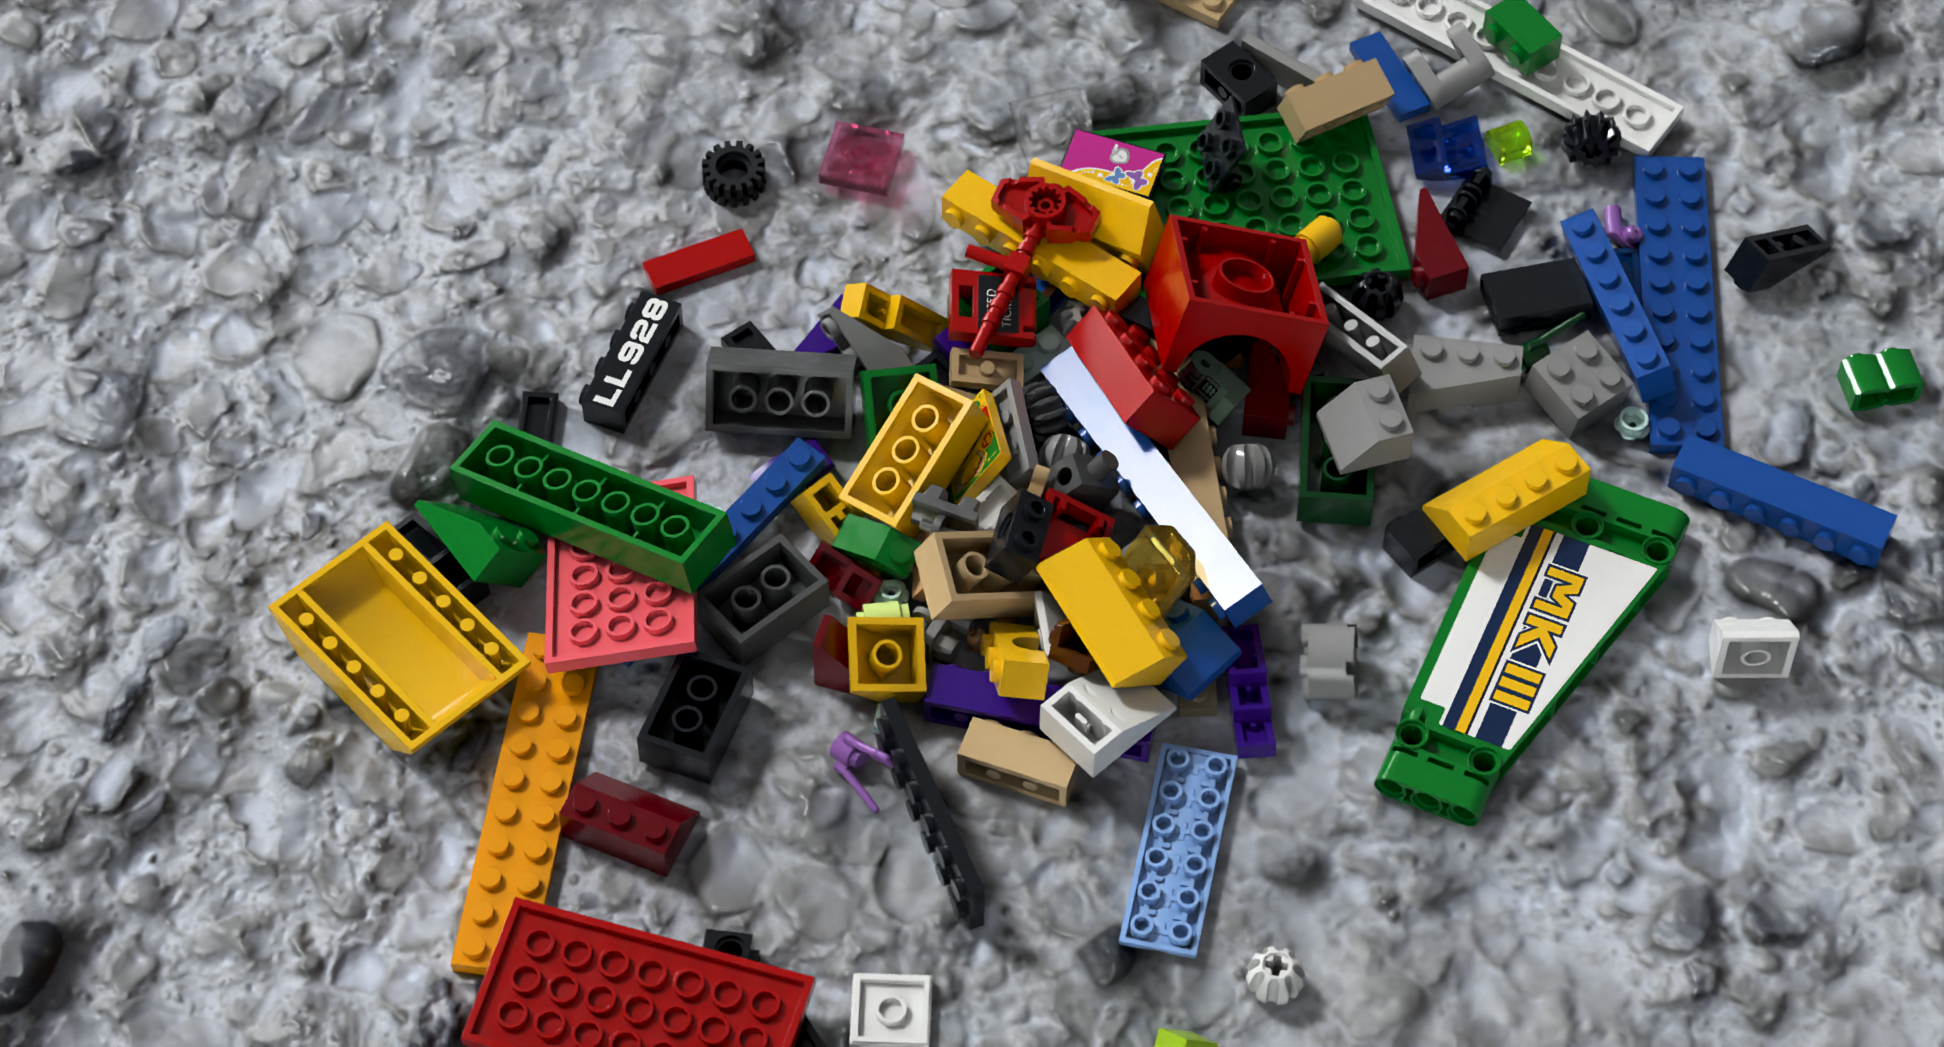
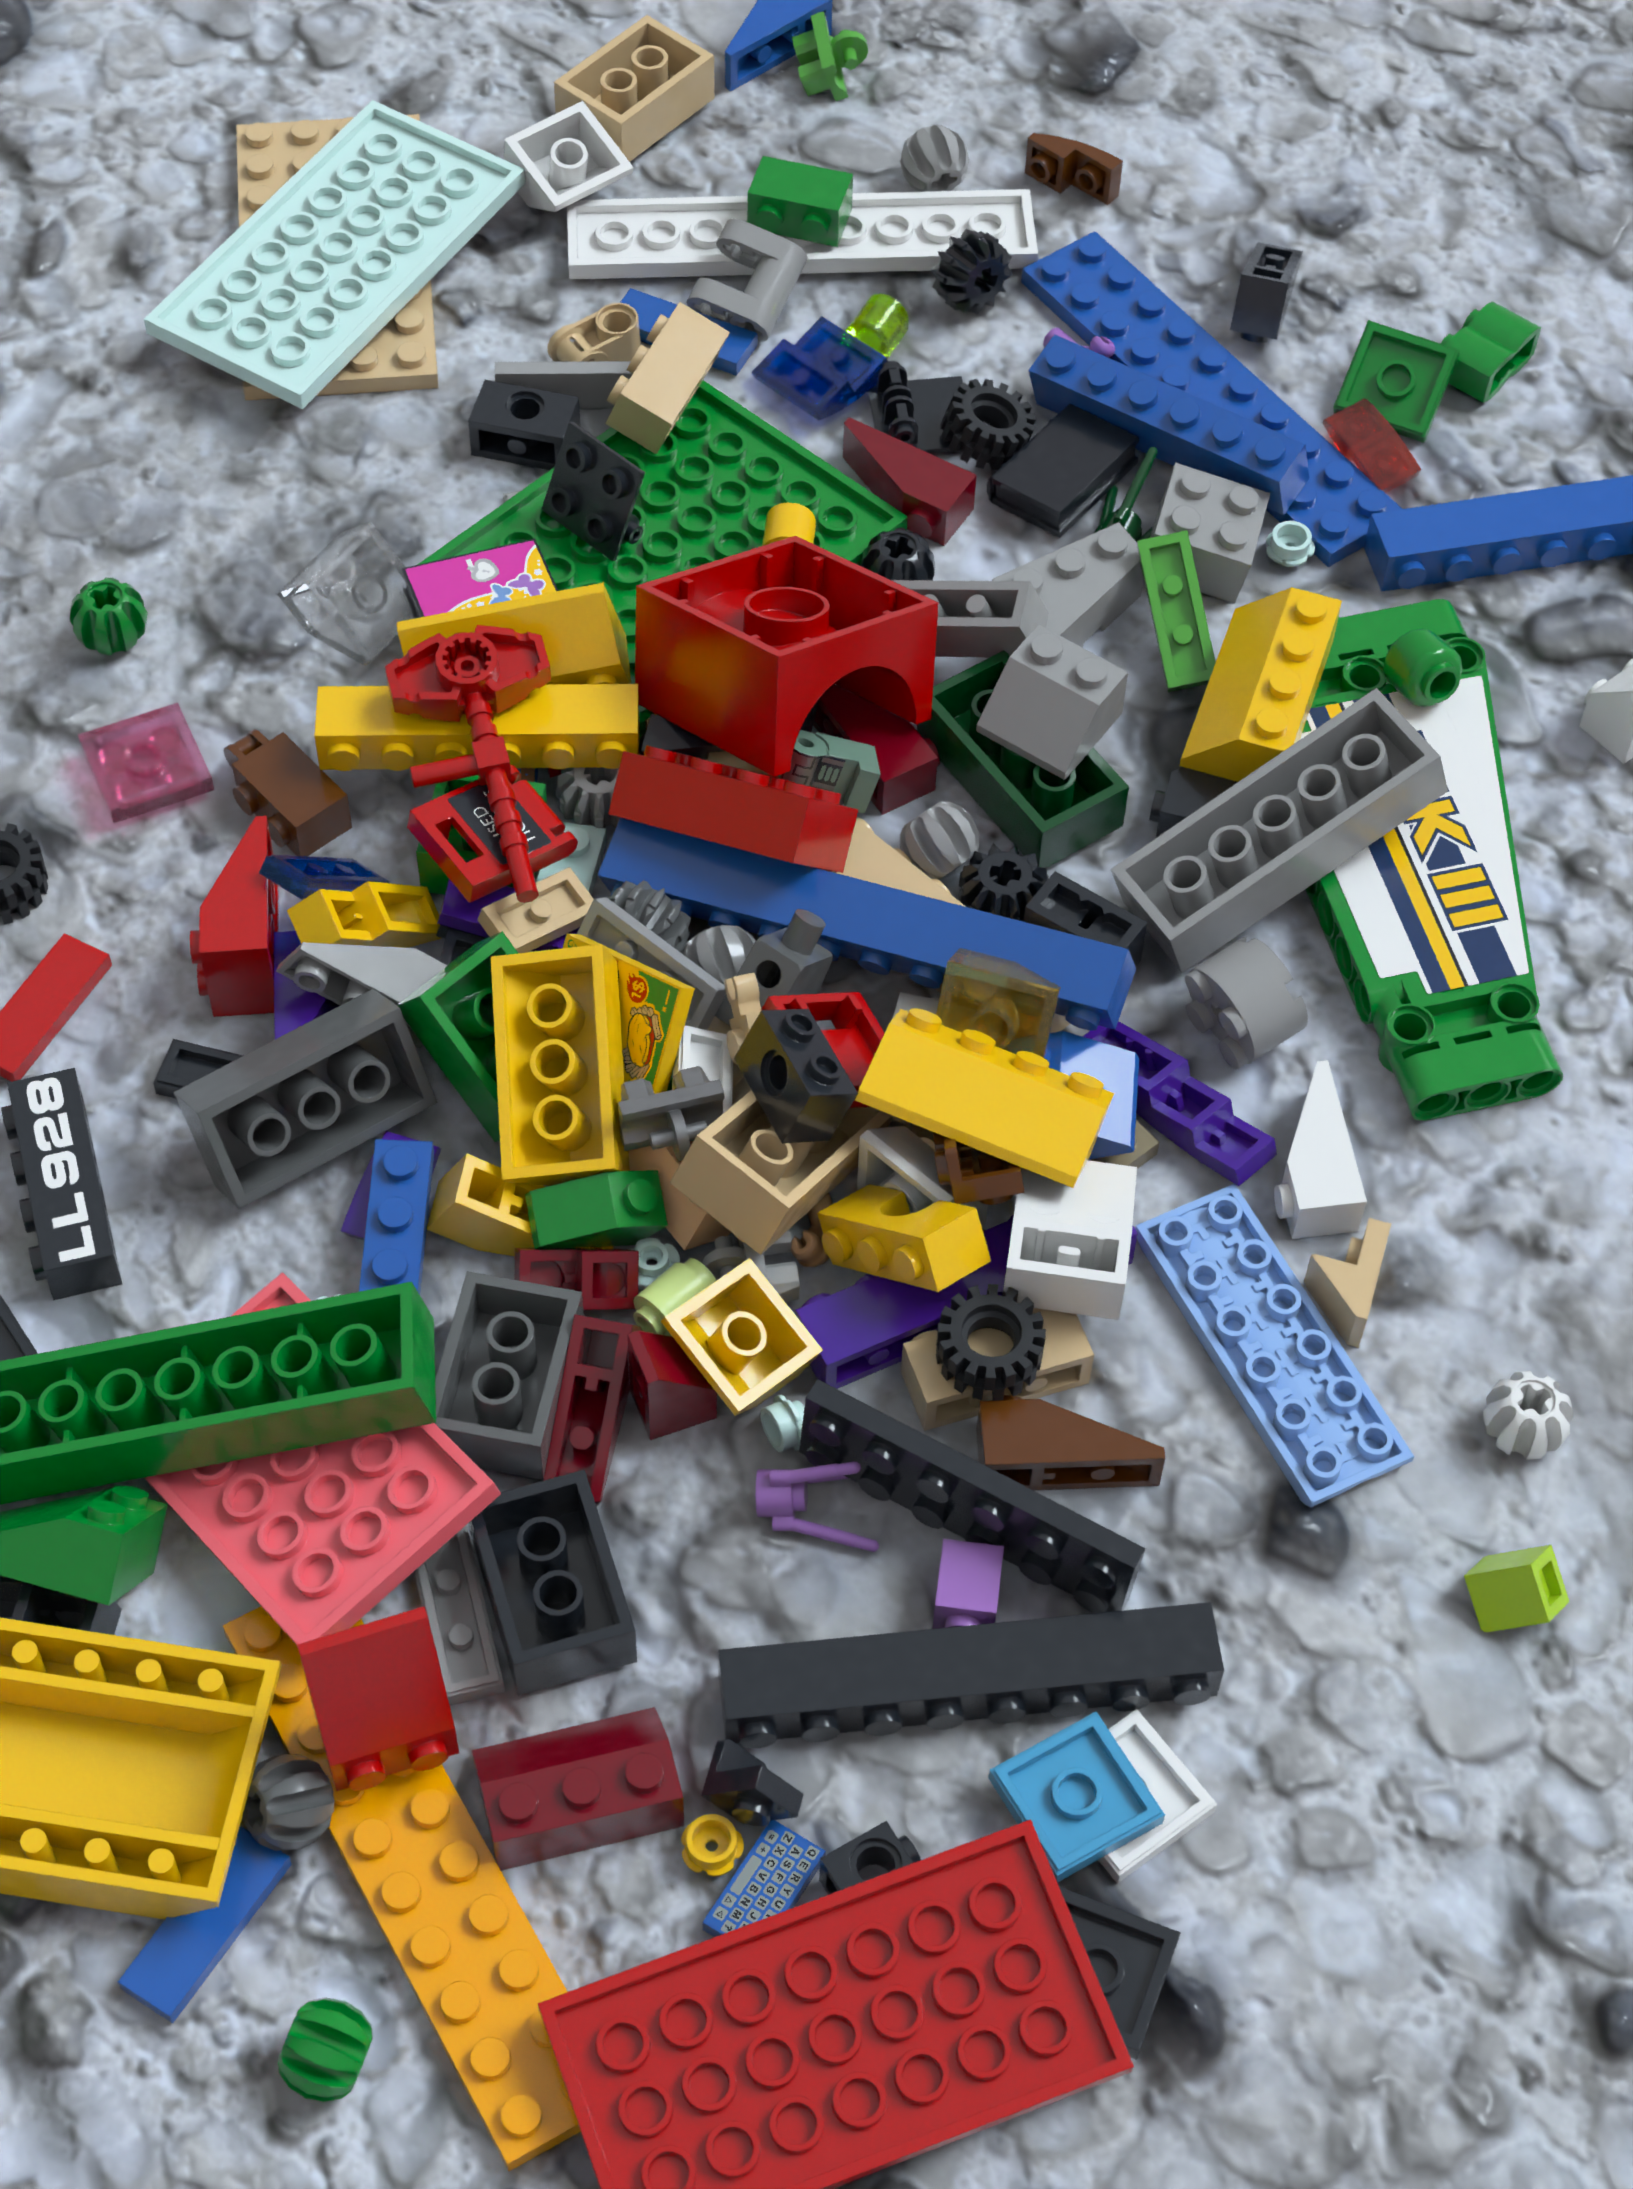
camera: 40 degrees left, 0 degrees up
(396, 769) = (192, 1944): none -> blue tile
(410, 854) = (325, 2049): none -> green piece
(486, 732) = (288, 1802): none -> dark grey piece
(555, 707) = (379, 1699): none -> red slope
(636, 704) = (459, 1621): none -> light grey tile
(668, 883) = (711, 1829): none -> yellow plate
(682, 924) = (766, 1881): none -> tile
(704, 874) = (746, 1787): none -> black bracket
(790, 644) = (591, 1401): none -> dark red slope
(823, 274) = (238, 931): none -> red slope
(859, 991) = (1077, 1795): none -> dark azure tile
(864, 901) = (969, 1674): none -> black brick
(888, 277) = (308, 874): none -> clear blue tile
(899, 860) = (967, 1584): none -> medium lavender brick
(908, 61) = (108, 616): none -> green piece
(920, 221) = (285, 785): none -> reddish brown brick
(1002, 818) = (1061, 1449): none -> reddish brown slope
(1017, 724) = (995, 1313): none -> black tyre
(1249, 852) = (1348, 1287): none -> tan slope
(1262, 517) = (1001, 882): none -> black gear
(1278, 567) = (1080, 912): none -> black brick
(1292, 774) = (1321, 1177): none -> white slope
(1327, 51) = (602, 336): none -> tan piece
(1433, 578) = (1280, 829): none -> light grey brick
(1512, 416) = (1177, 610): none -> bright green plate
(1523, 228) = (976, 440): none -> black tyre
(1614, 540) = (1423, 667): none -> green head
(1639, 54) = (934, 159): none -> light grey piece
(1728, 104) = (1067, 162): none -> reddish brown slope
(1742, 395) = (1372, 444): none -> clear red slope
(1797, 363) = (1399, 377): none -> green tile

